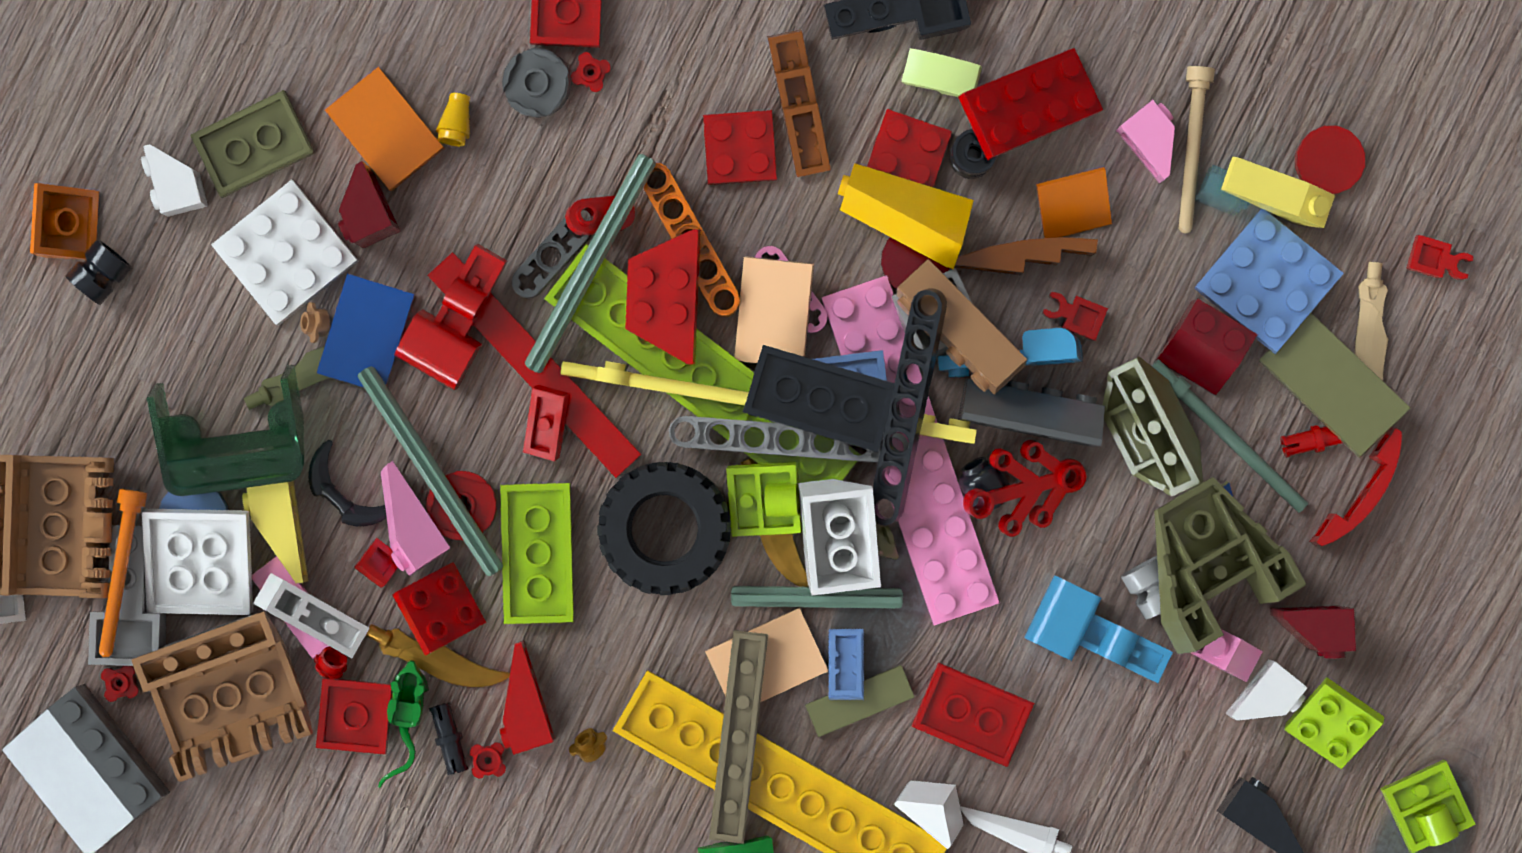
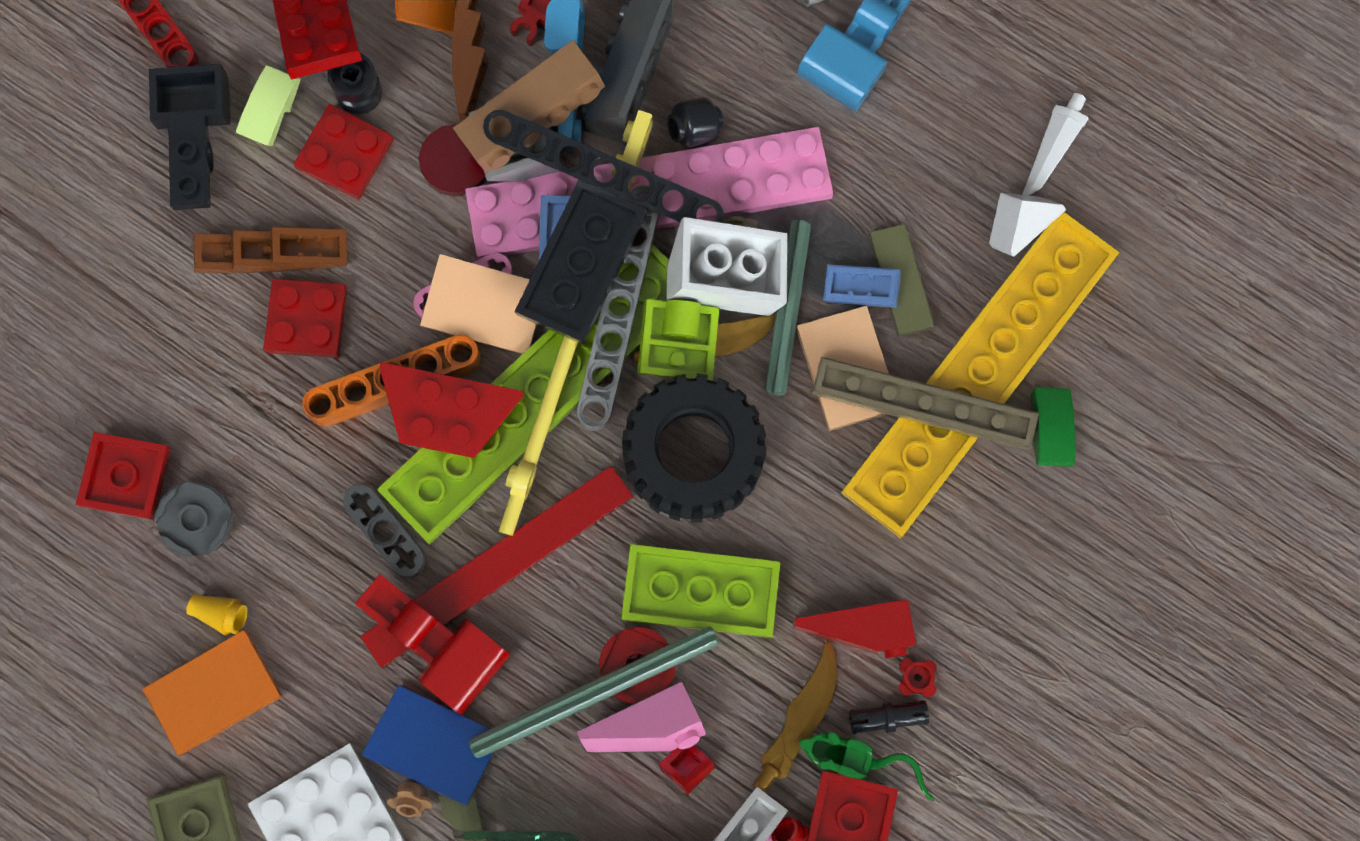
camera: 85 degrees left, 10 degrees down
(321, 486) = (592, 819): black piece -> none
(365, 210) = (296, 720): dark red slope -> none
(439, 608) = (746, 705): red plate -> none
(546, 422) = (561, 559): plate -> none
(589, 745) = (914, 564): pearl gold plate -> none
(590, 263) = (397, 485): sand green axle -> none
(595, 81) = (205, 457): red plate -> none
(597, 209) = (349, 467): red plate -> none
(908, 212) = (403, 152): yellow slope -> none
(972, 714) = (928, 171): red tile -> none
(1029, 488) = (701, 43): red plant -> none

